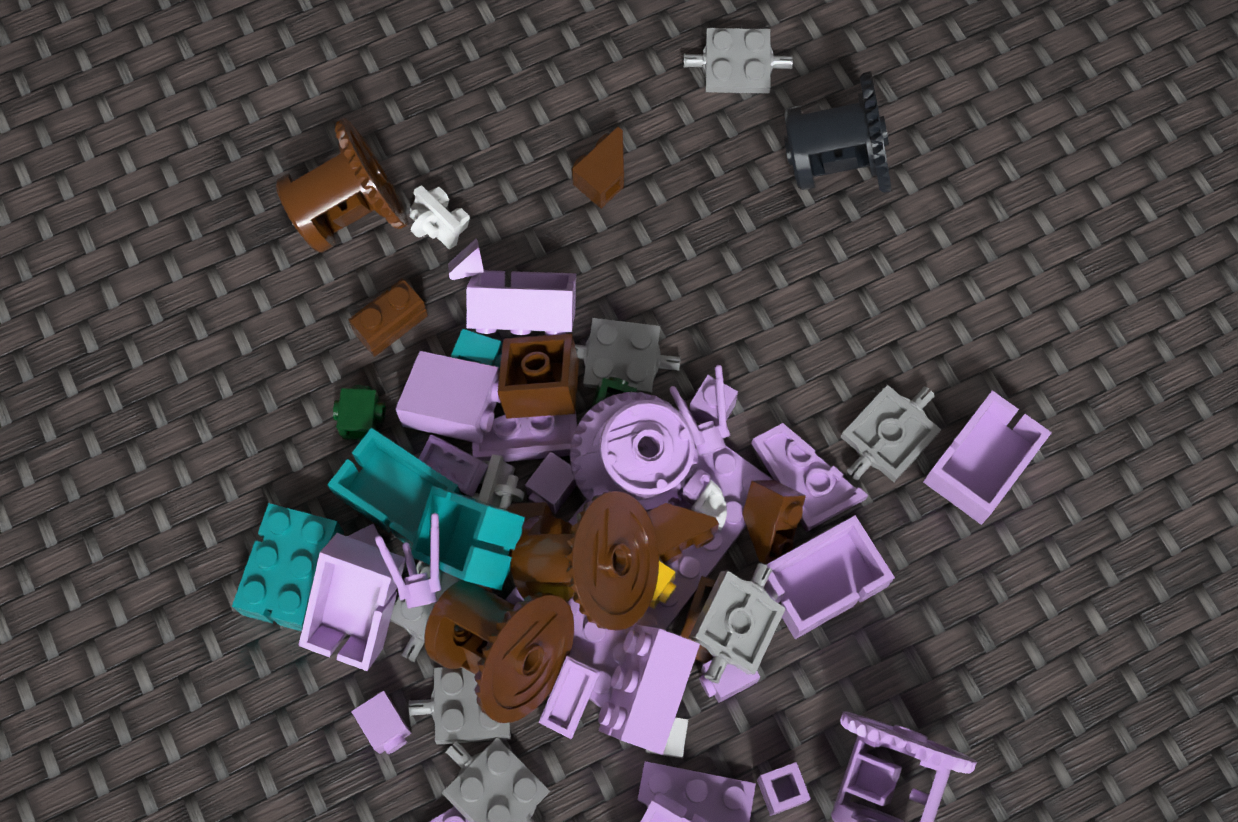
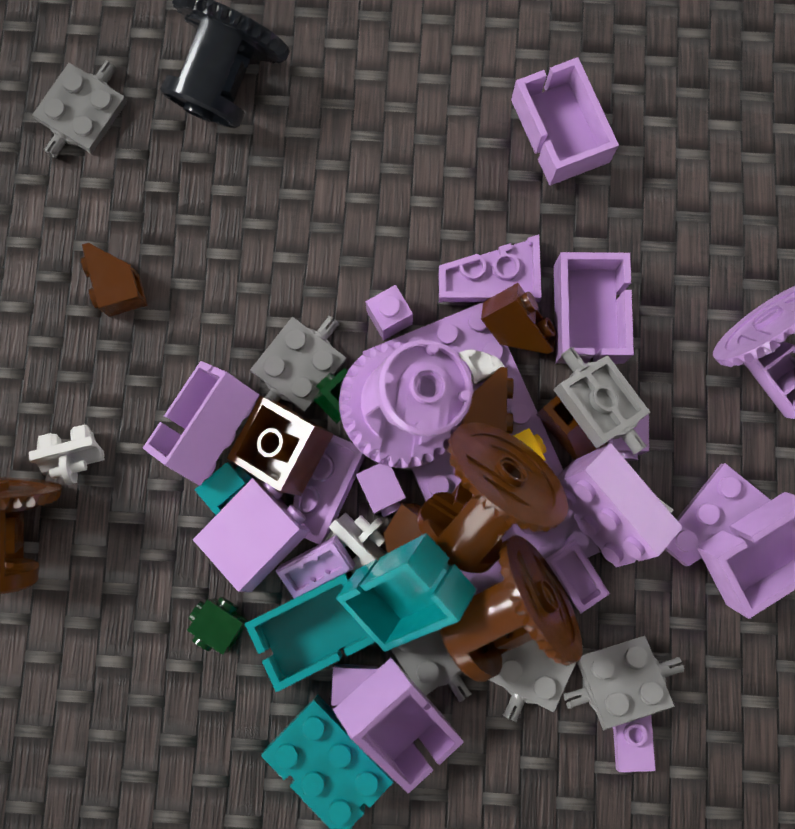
camera: 60 degrees left, 10 degrees up
(382, 723) = (514, 751): lavender brick -> none
(388, 317) = (140, 550): reddish brown brick -> none
(418, 588) = (432, 662): lavender plant -> none
(466, 263) = (132, 451): lavender slope -> none
(706, 435) = (421, 330): lavender plant -> none
(783, 789) = (747, 443): lavender brick -> none
(890, 433) = (495, 185): light grey plate -> none

